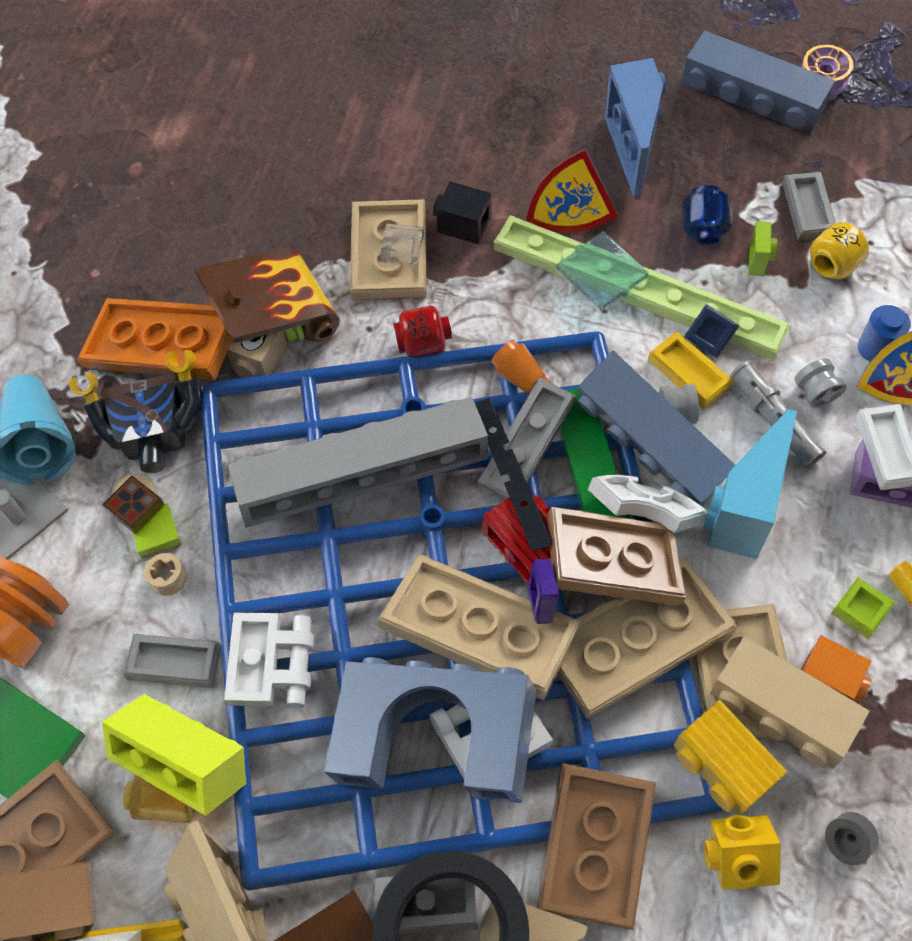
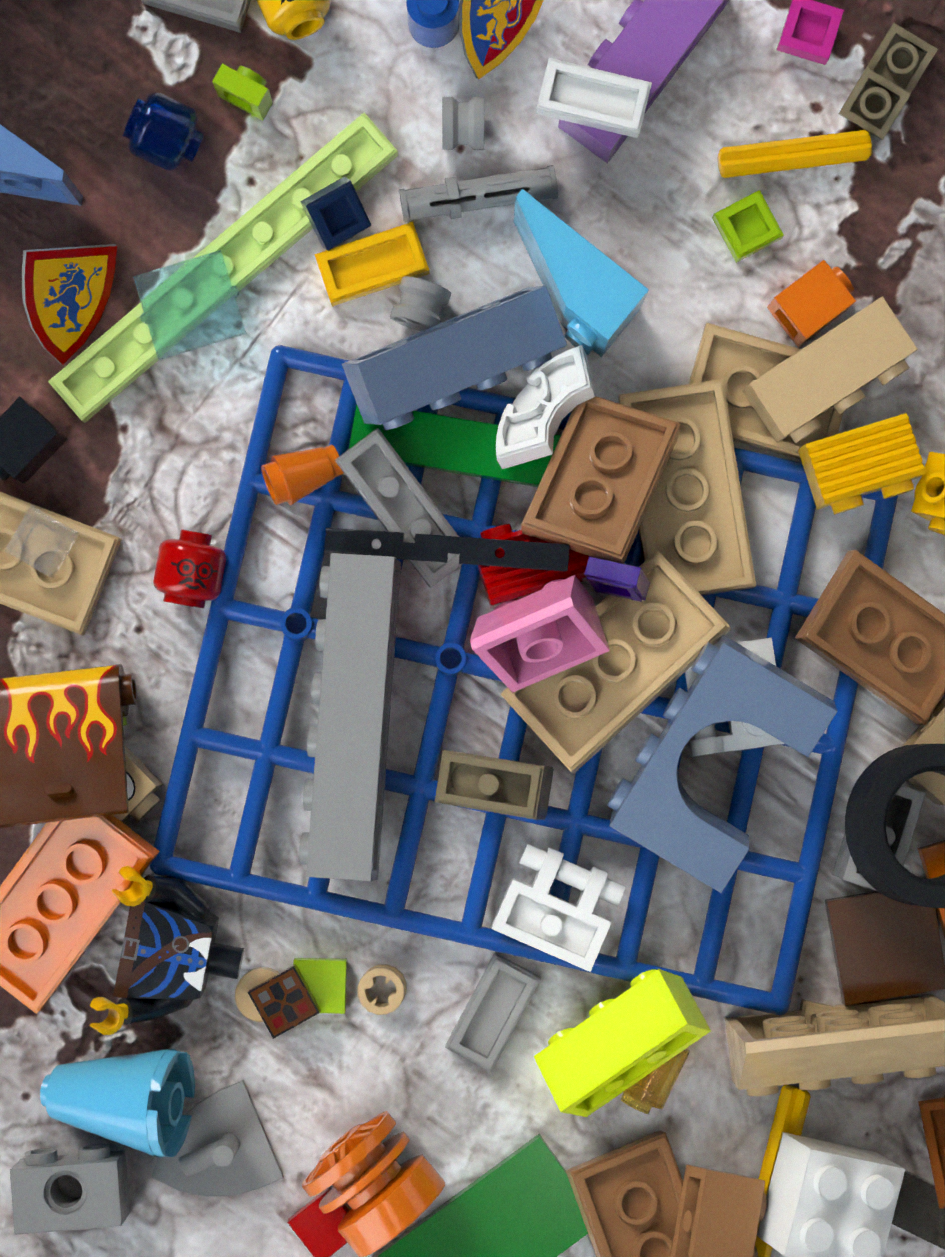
camera: 75 degrees left, 25 degrees up
(348, 582) = (494, 785): none -> dark tan slope
(474, 551) = (540, 634): none -> bright pink slope

